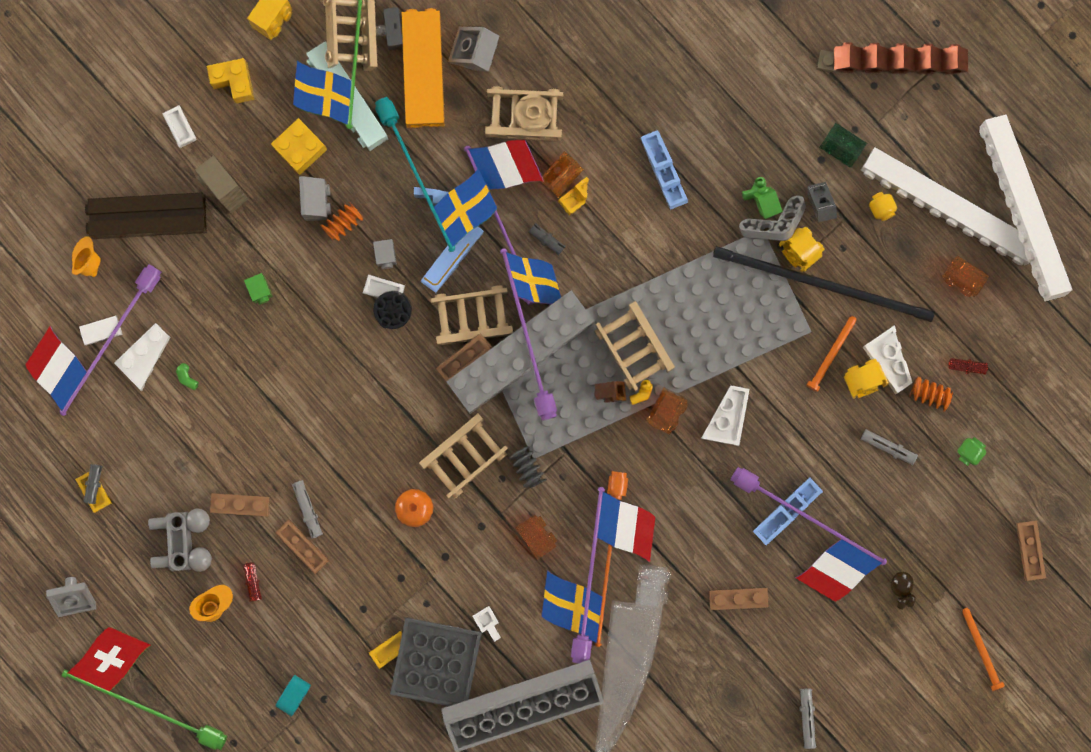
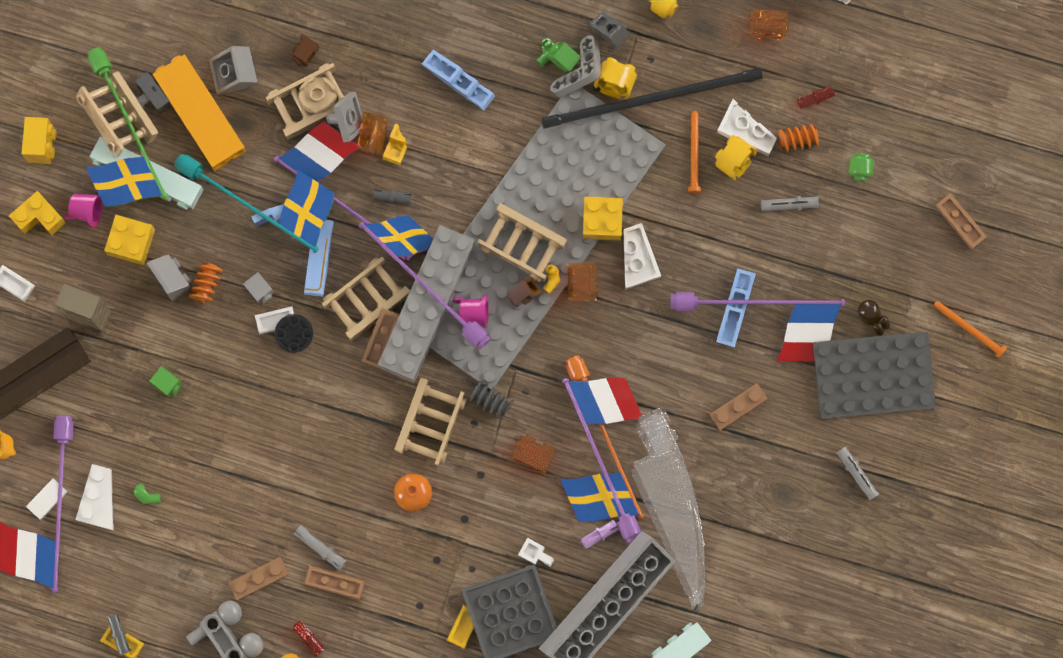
camera: 30 degrees left, 5 degrees down
(276, 97) = (85, 208): none -> dark pink hat
(545, 67) = (304, 51): none -> reddish brown brick
(547, 147) = (347, 116): none -> light grey tile
(552, 639) = (599, 534): none -> lavender axle
(557, 382) = (474, 310): none -> dark pink hat
(717, 366) = (602, 218): none -> yellow brick
(873, 641) = (874, 375): none -> dark grey plate

